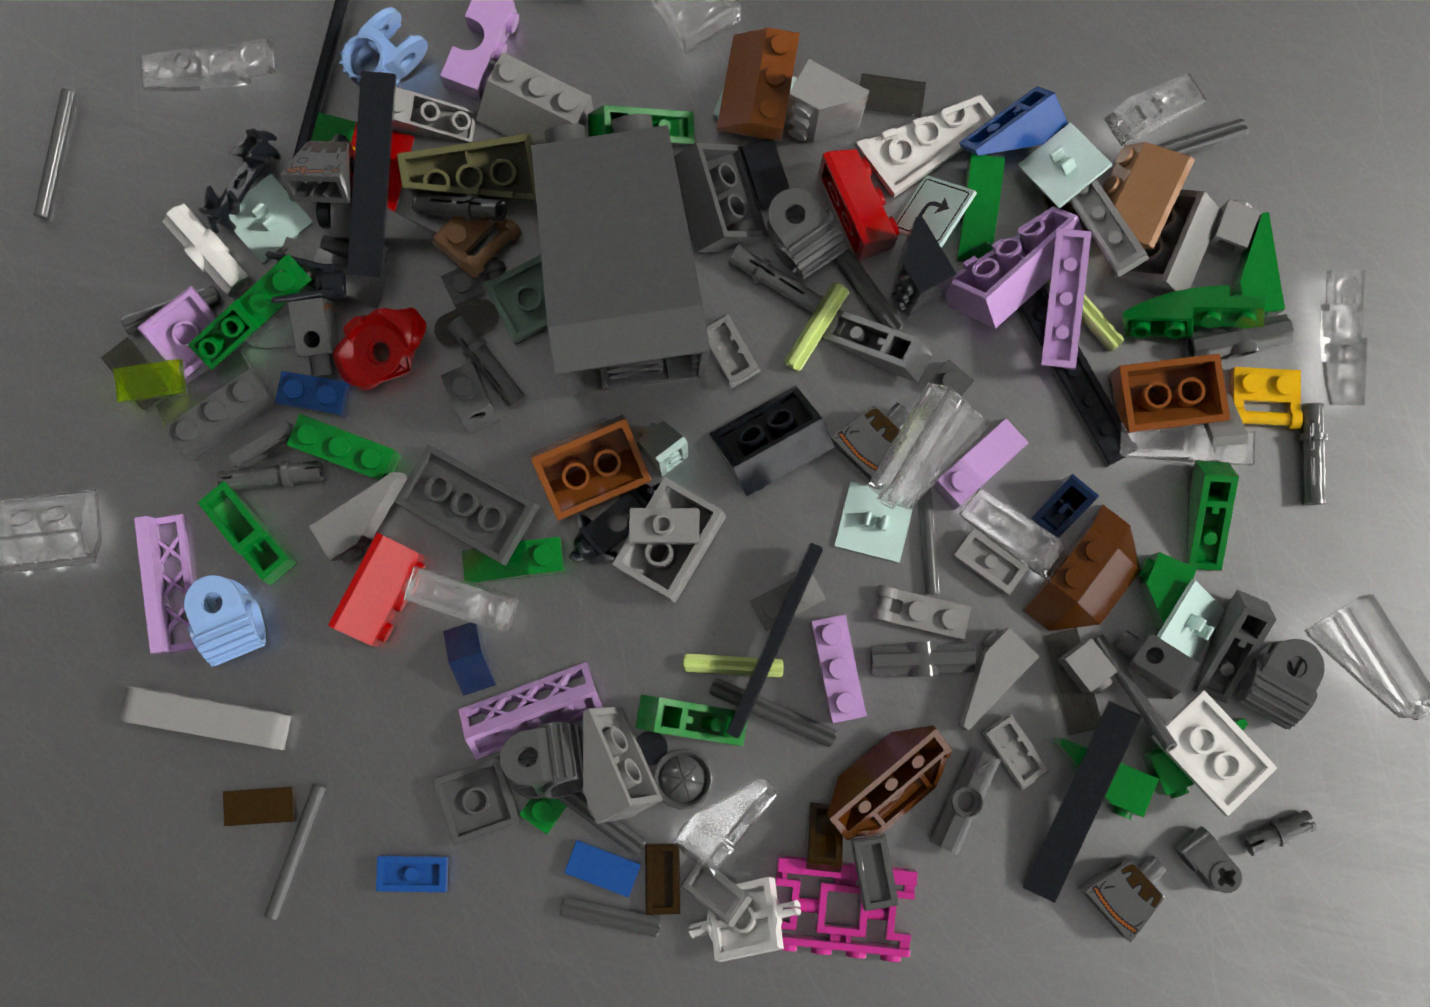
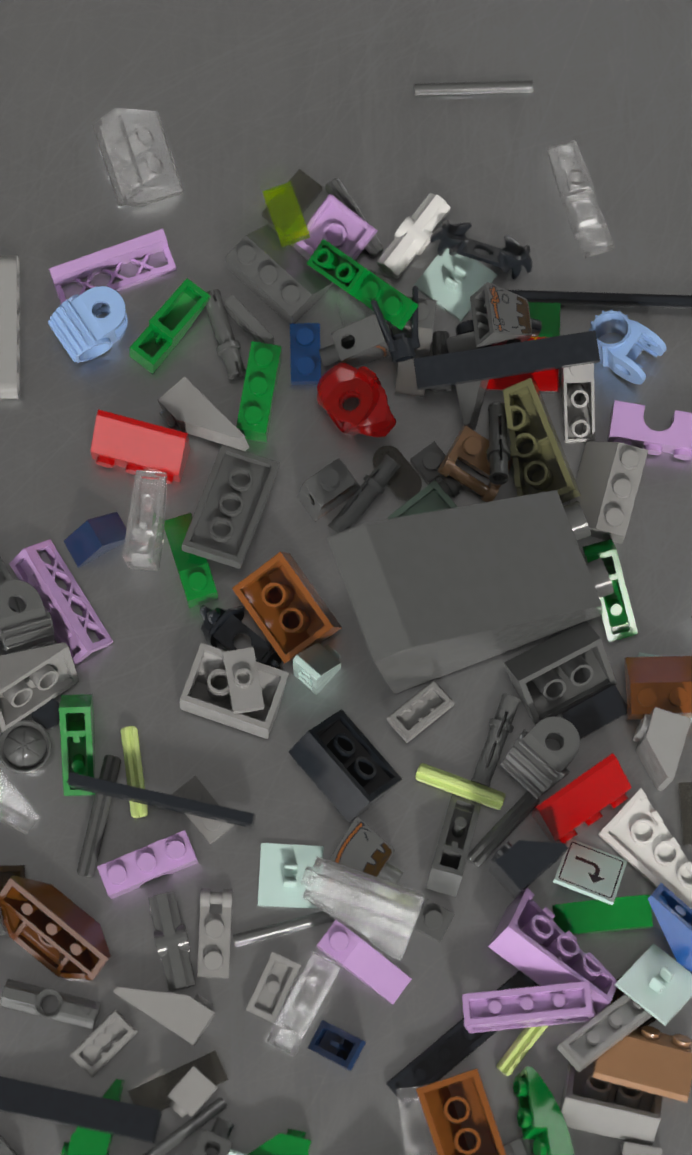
camera: 80 degrees right, 5 degrees down
(1089, 577) = (279, 1082): reddish brown wedge -> none

